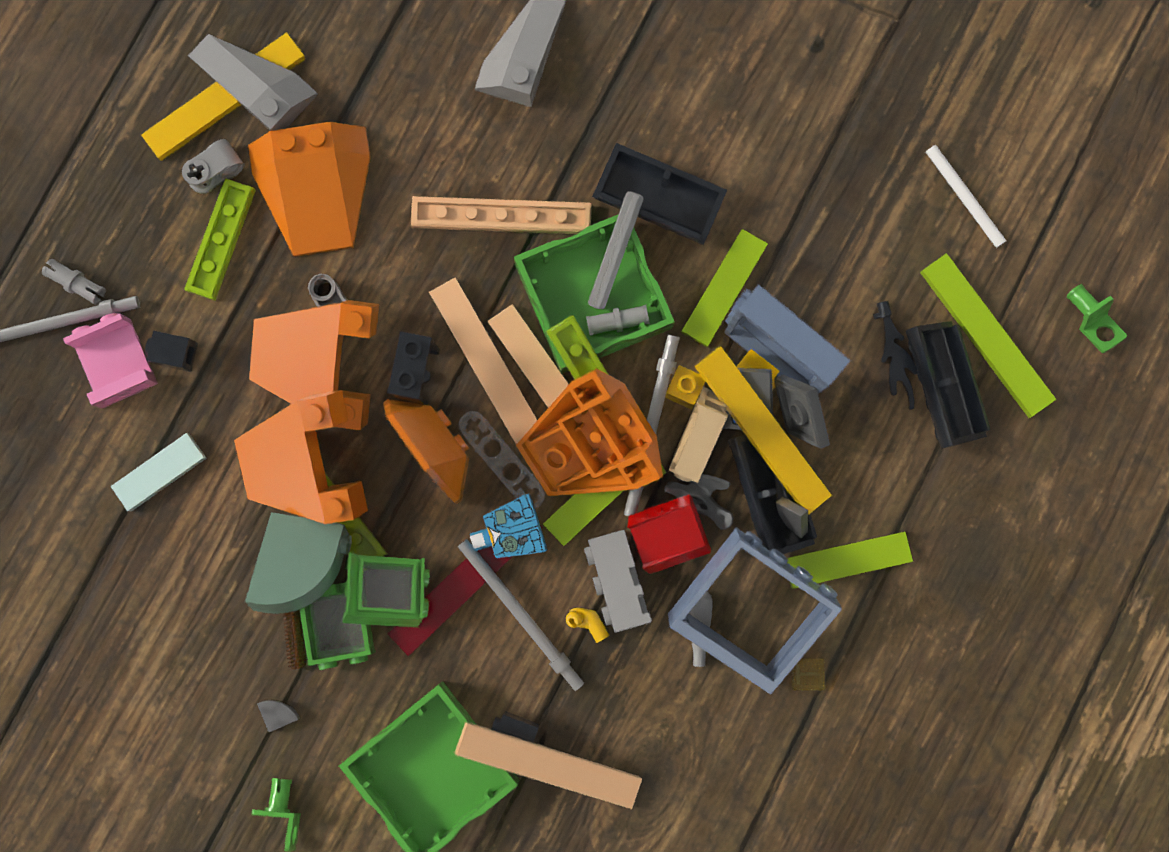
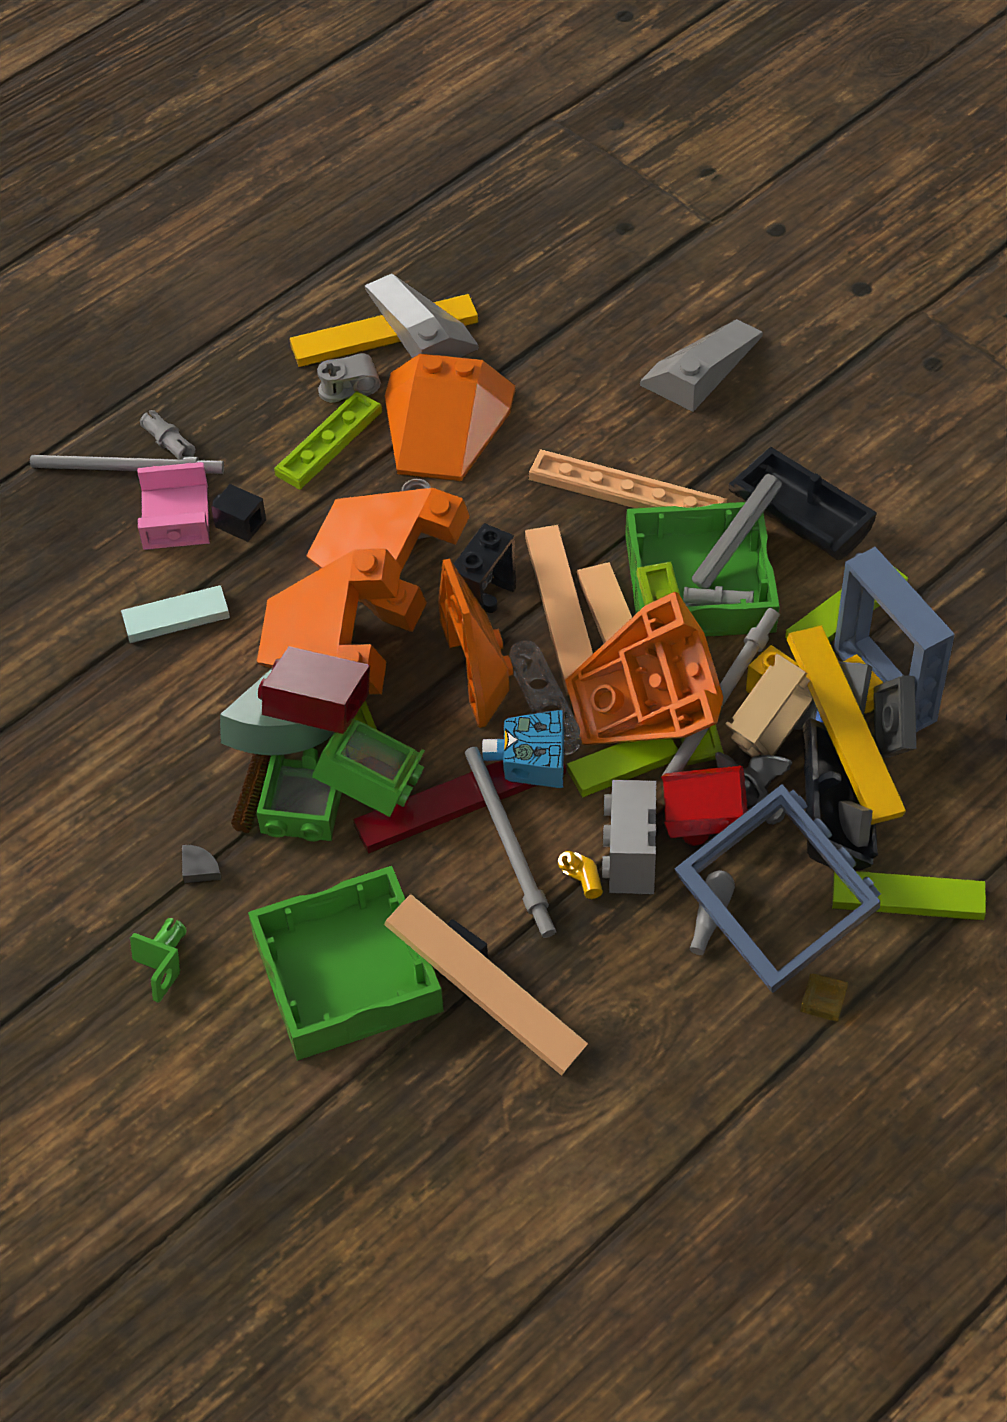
camera: 20 degrees right, 30 degrees down
(315, 552) = (315, 689): none -> brick

